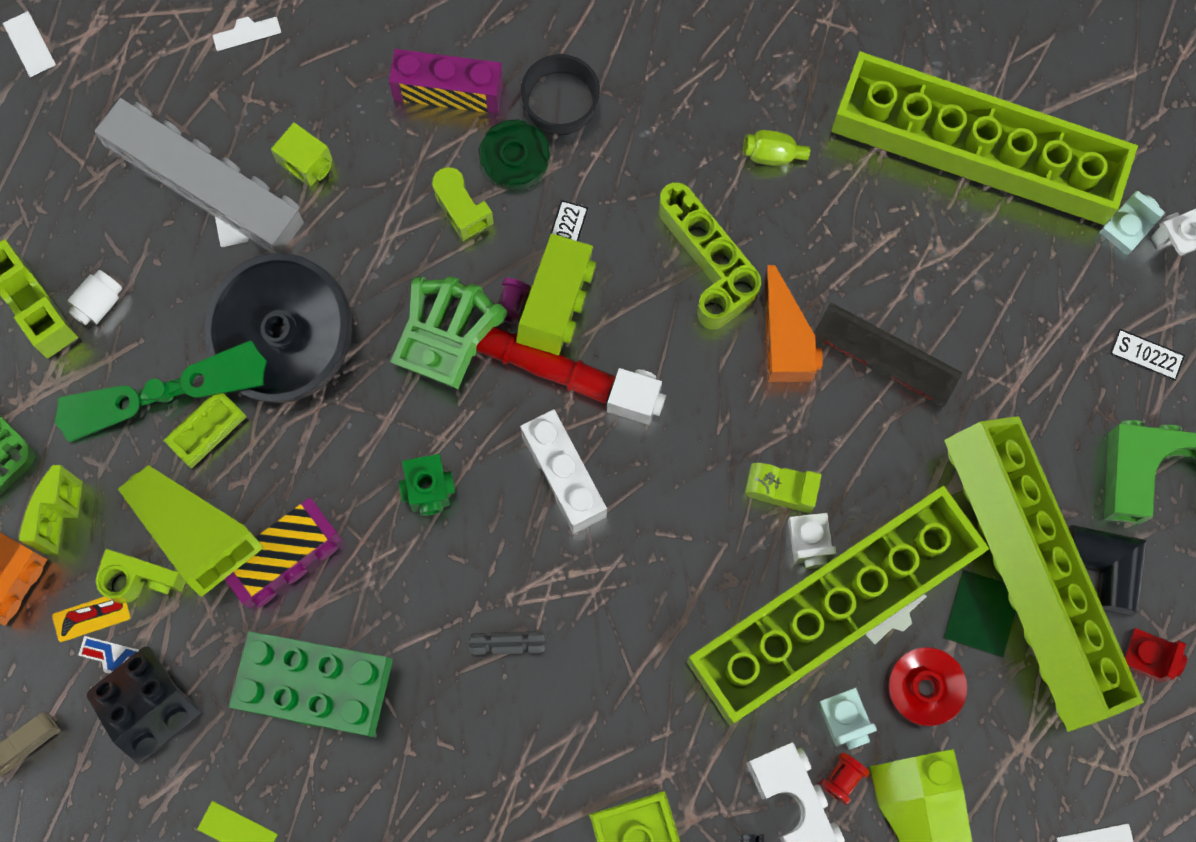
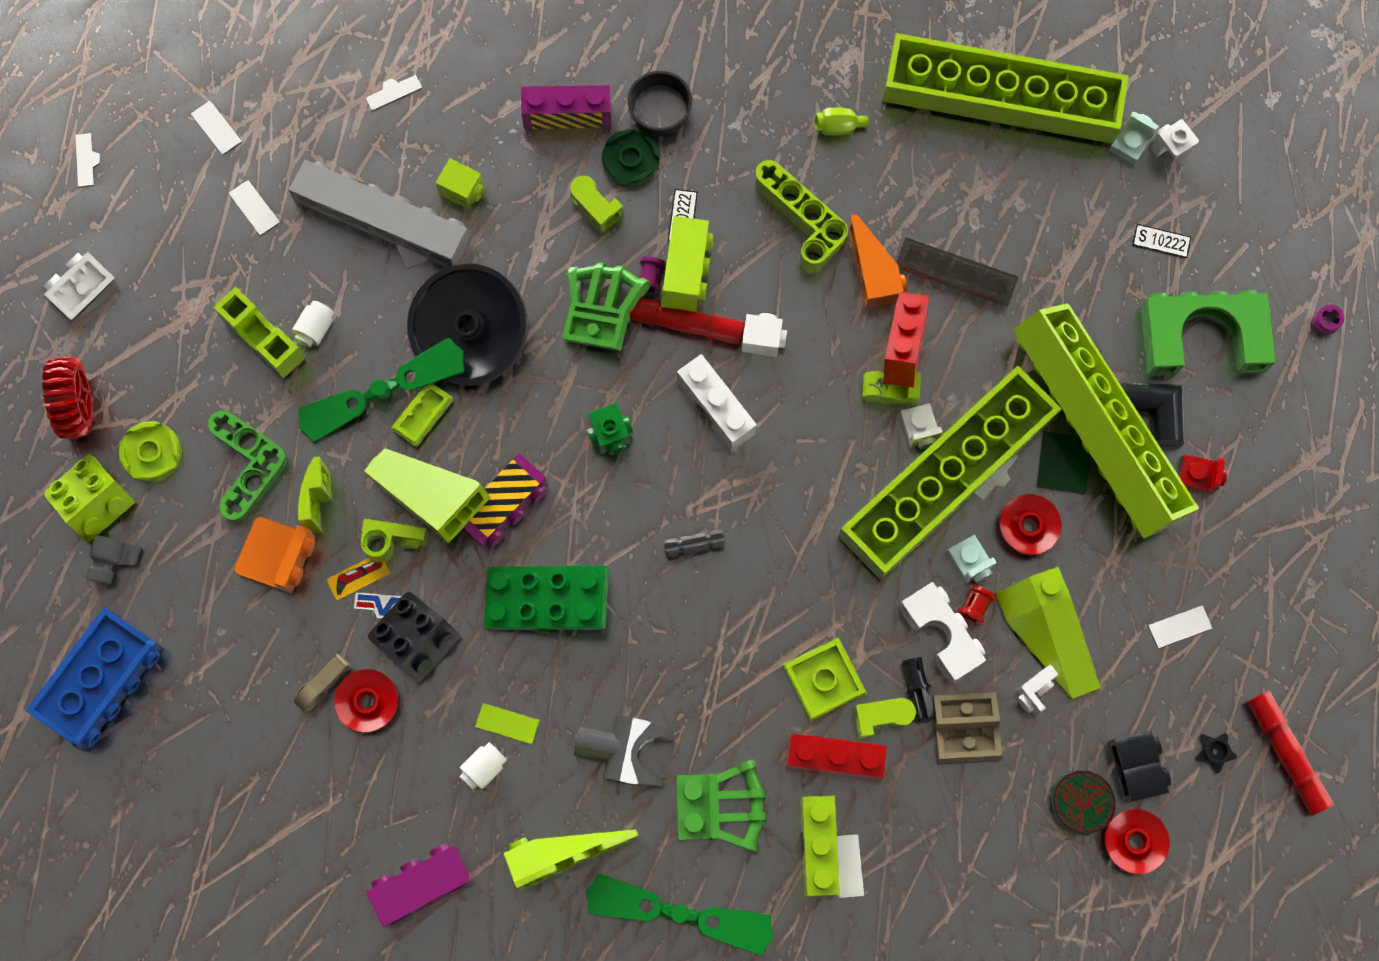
camera: 10 degrees left, 0 degrees up
(48, 772) = (351, 694): none -> red dish
(54, 146) = (254, 207): none -> white sticker
(809, 431) = (906, 339): none -> brick

